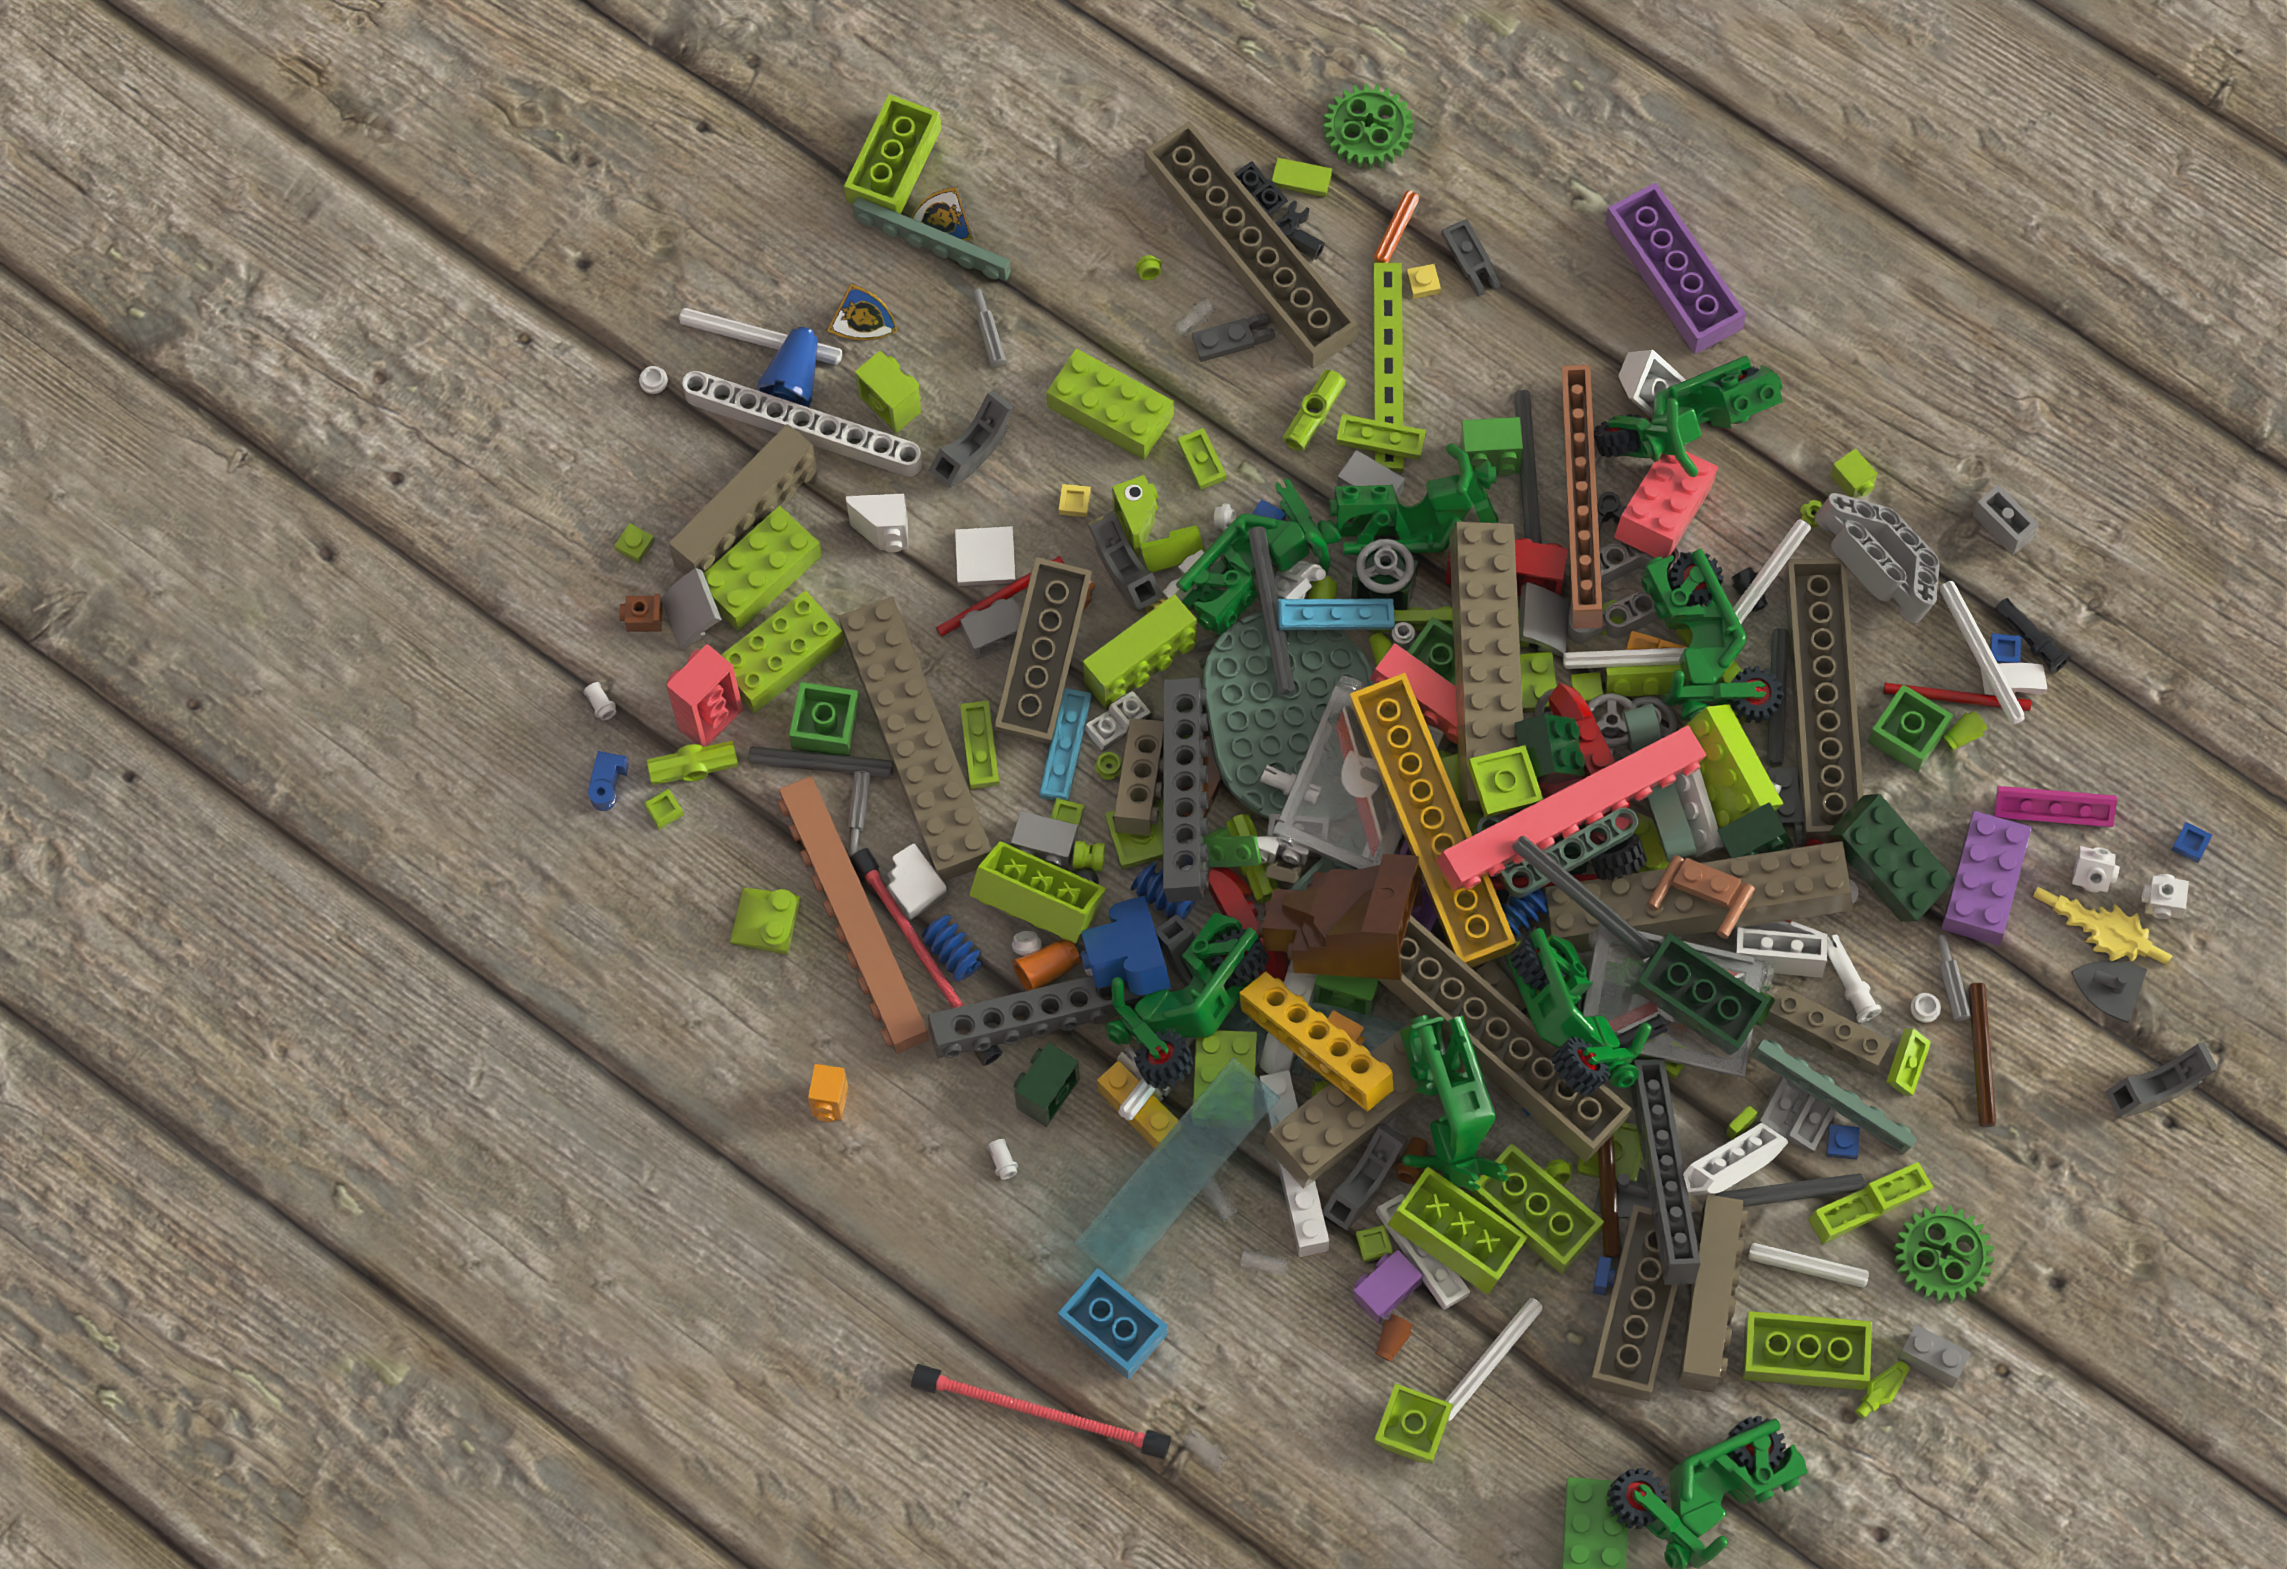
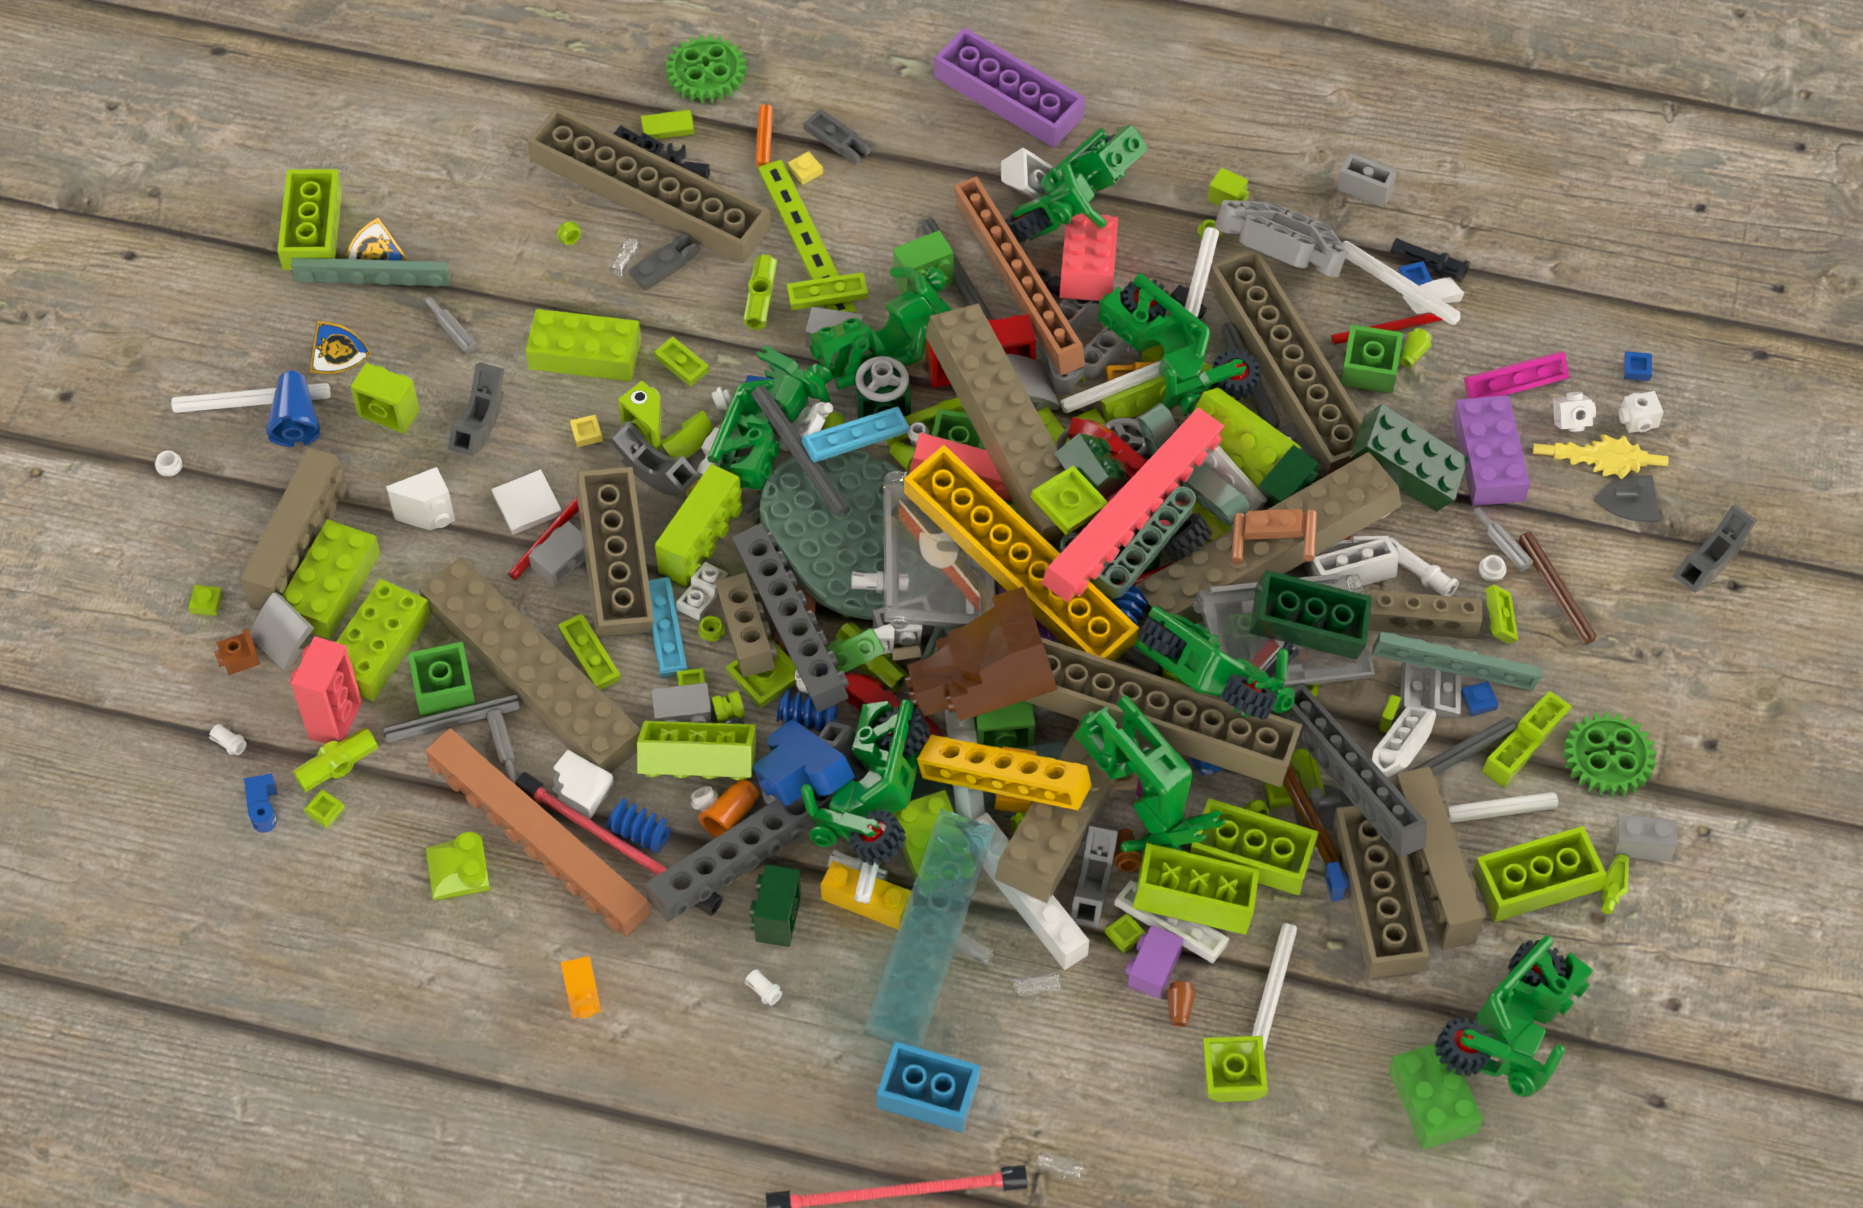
camera: 25 degrees left, 10 degrees down
(793, 413) = (278, 450): white beam -> none
(1583, 897) = (1179, 568): dark grey axle -> none

